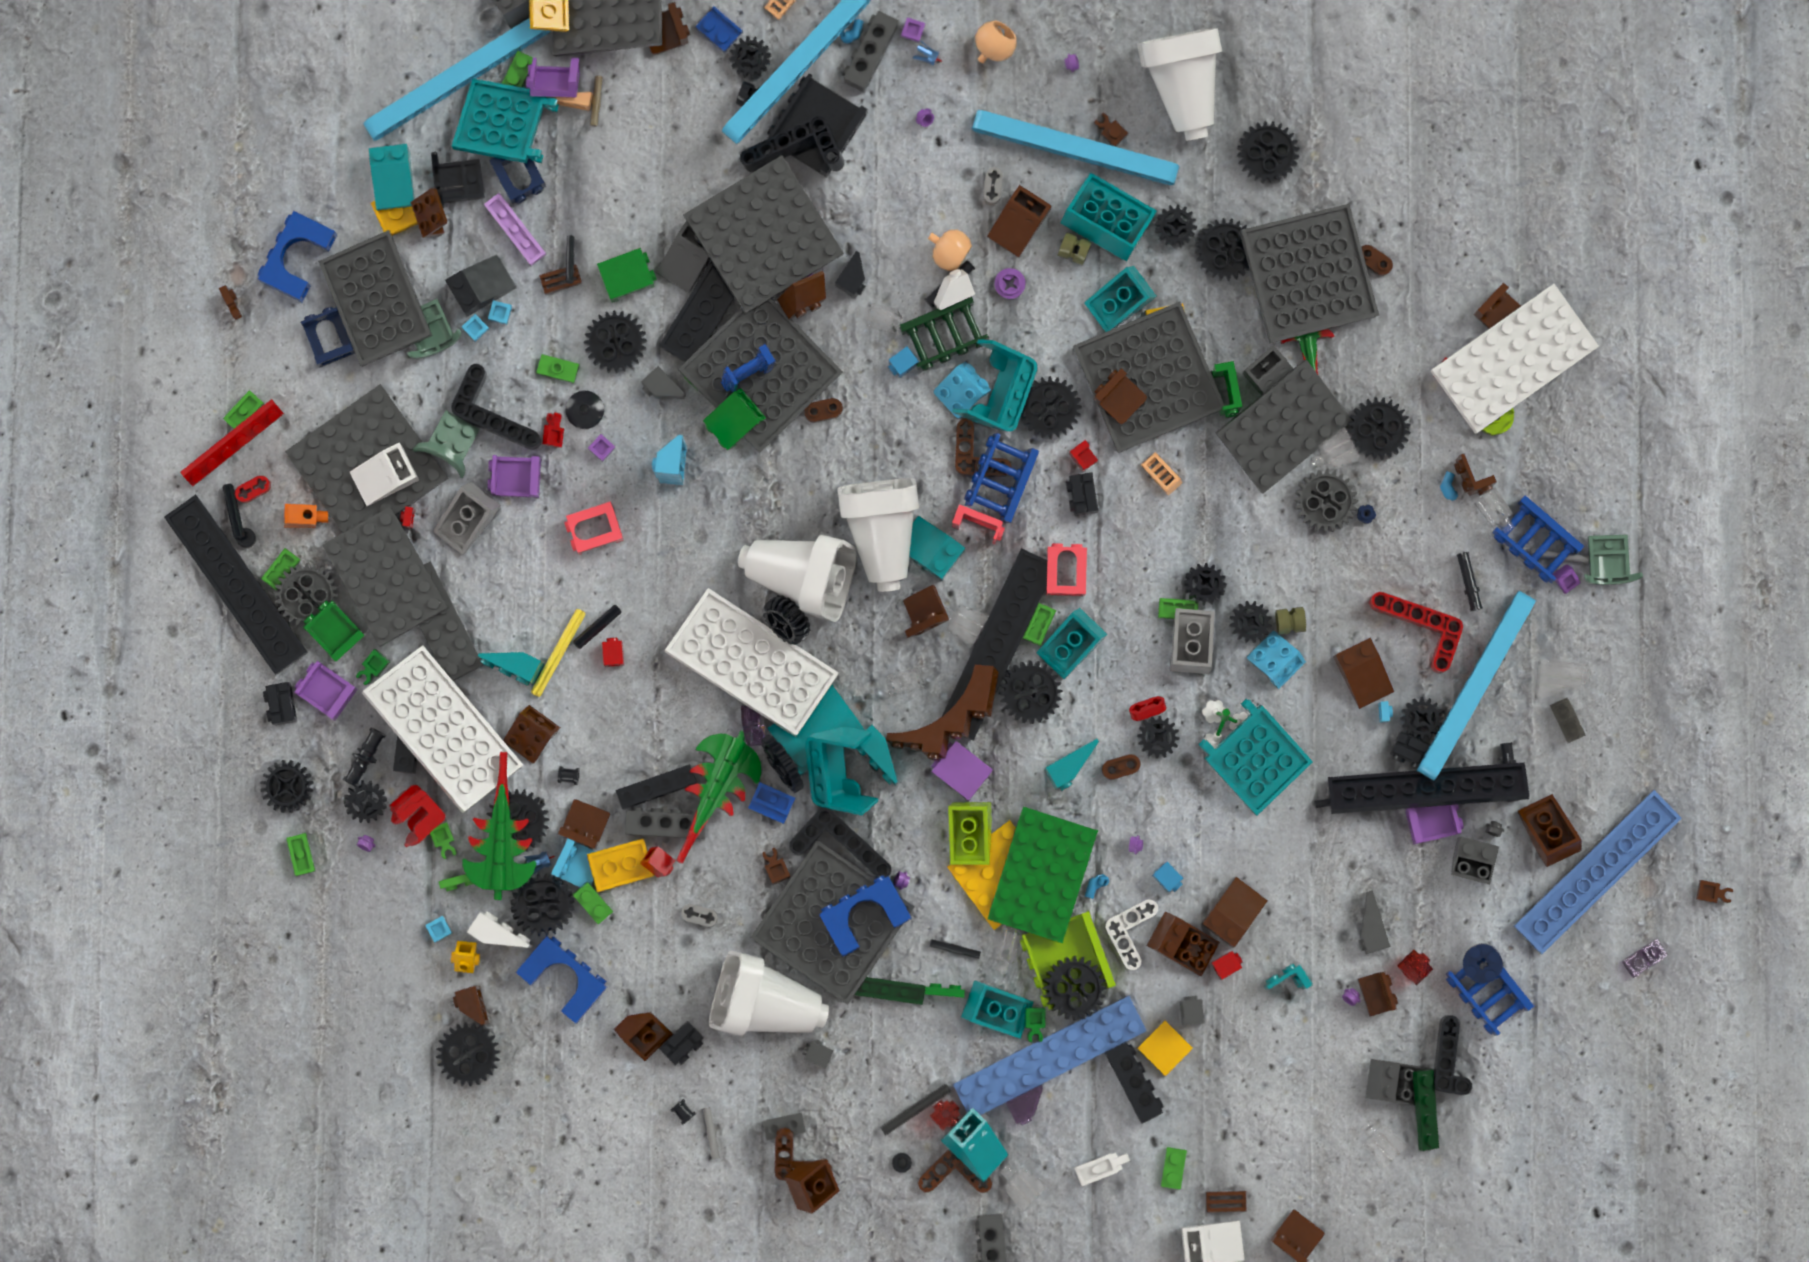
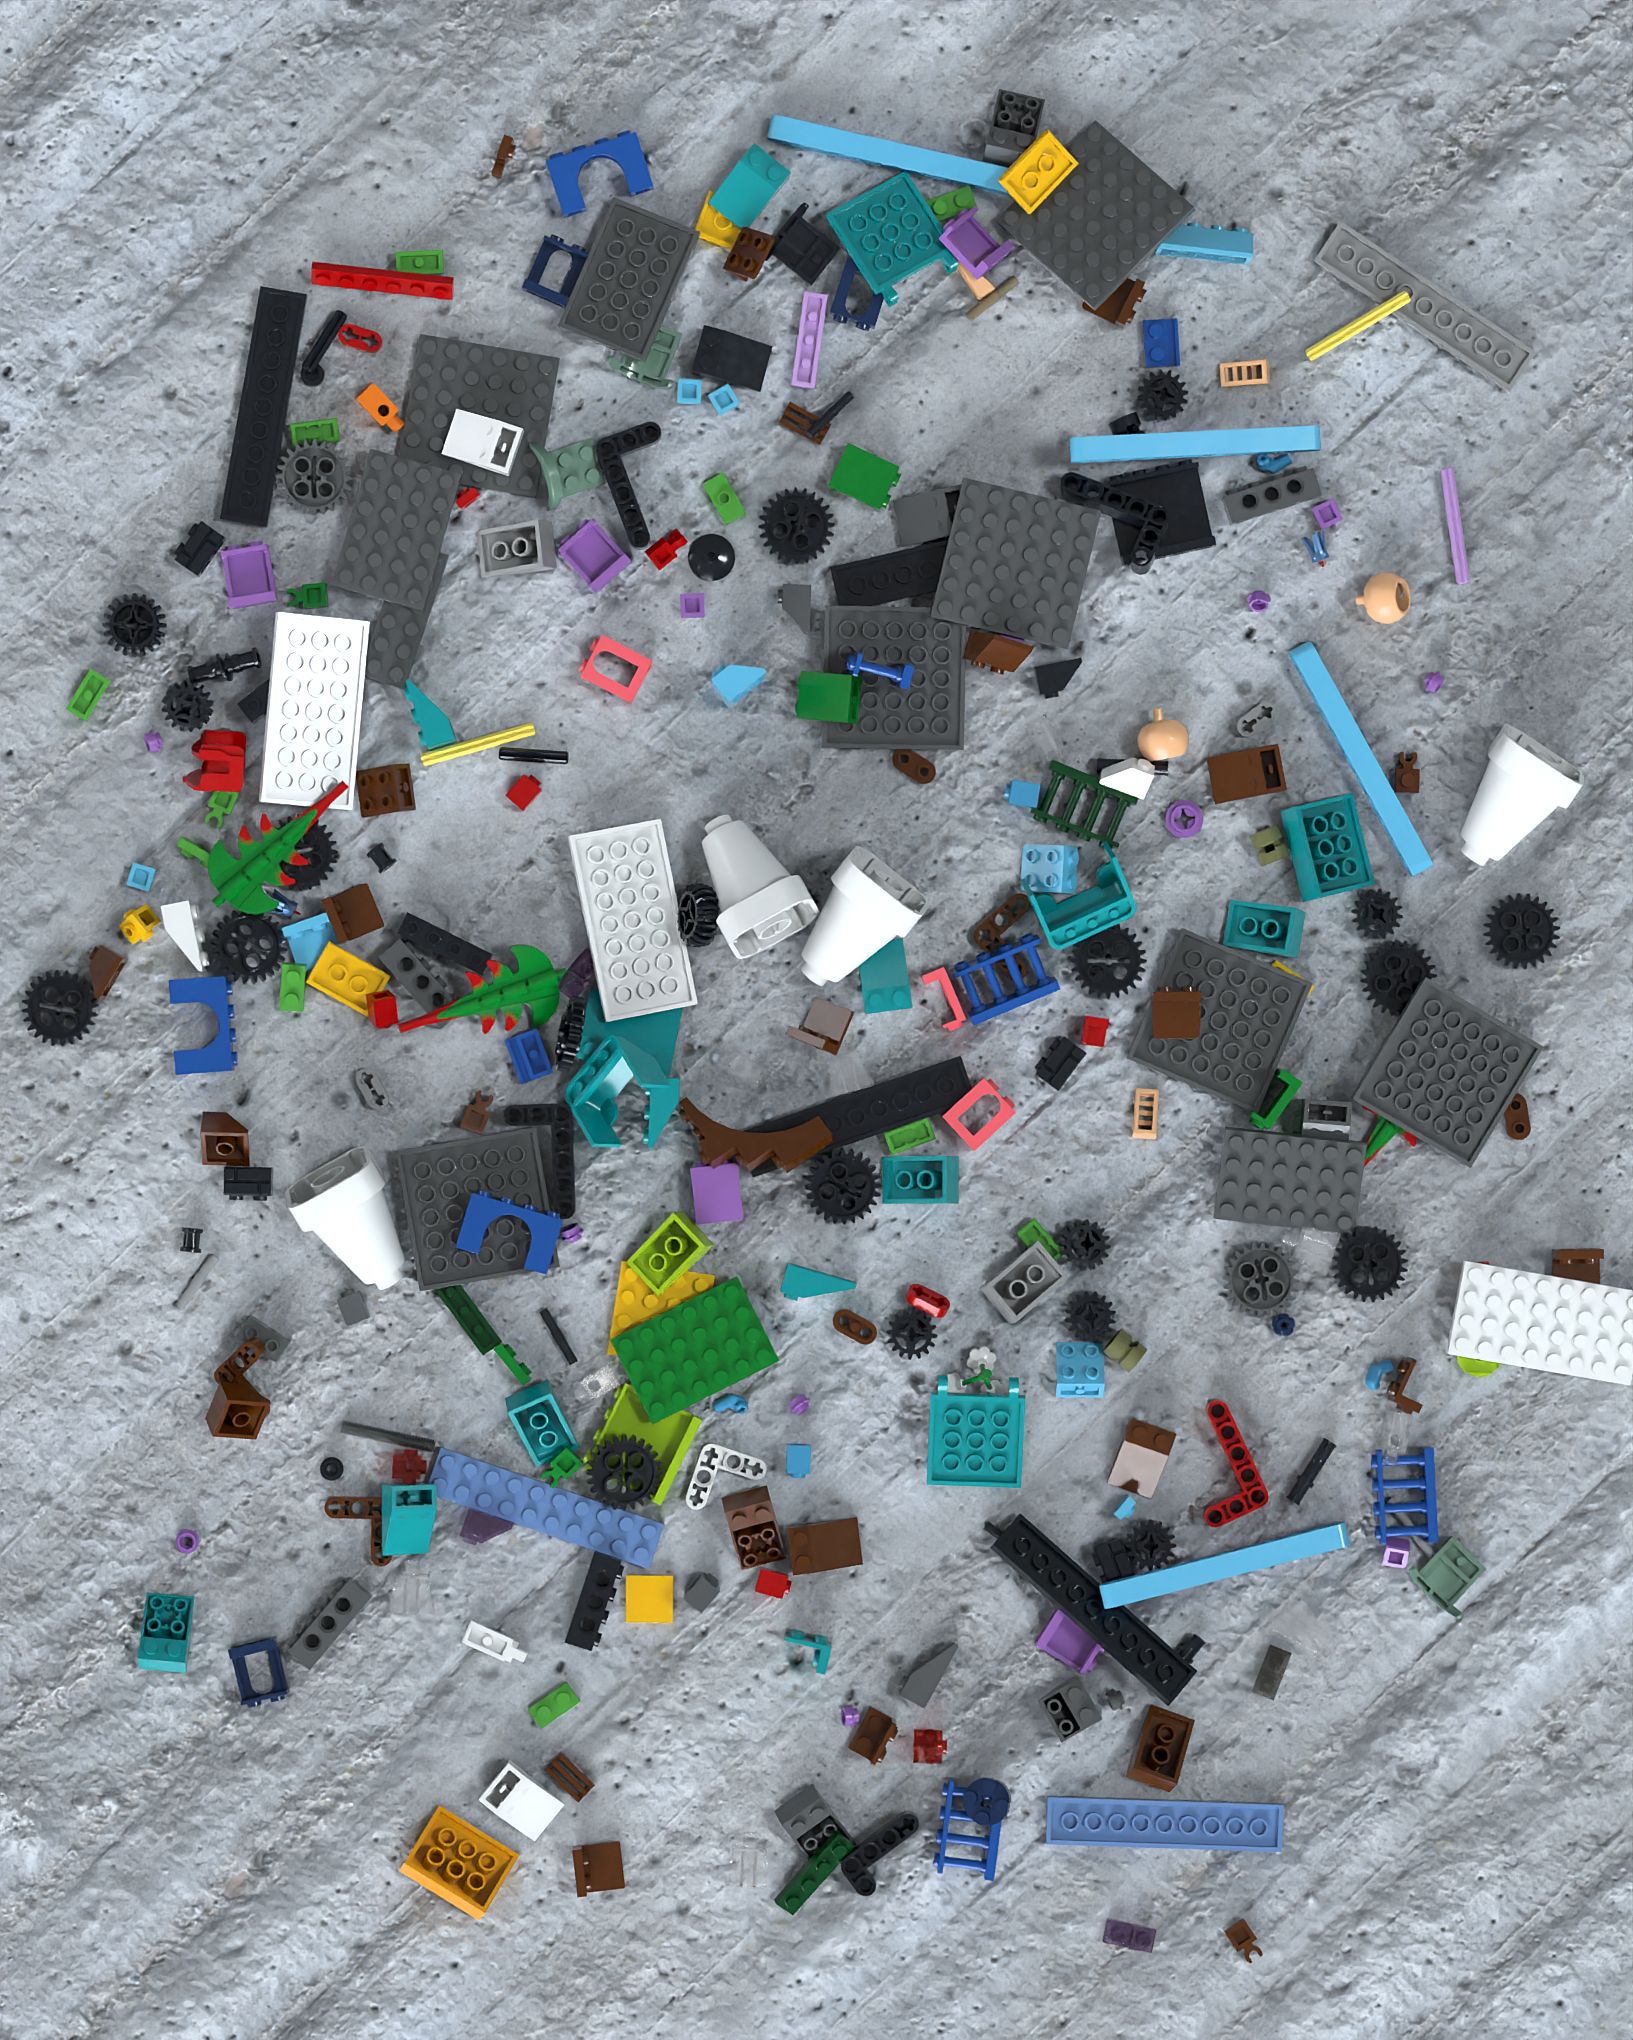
camera: 45 degrees right, 5 degrees up
(333, 630) = (306, 531): green panel -> none

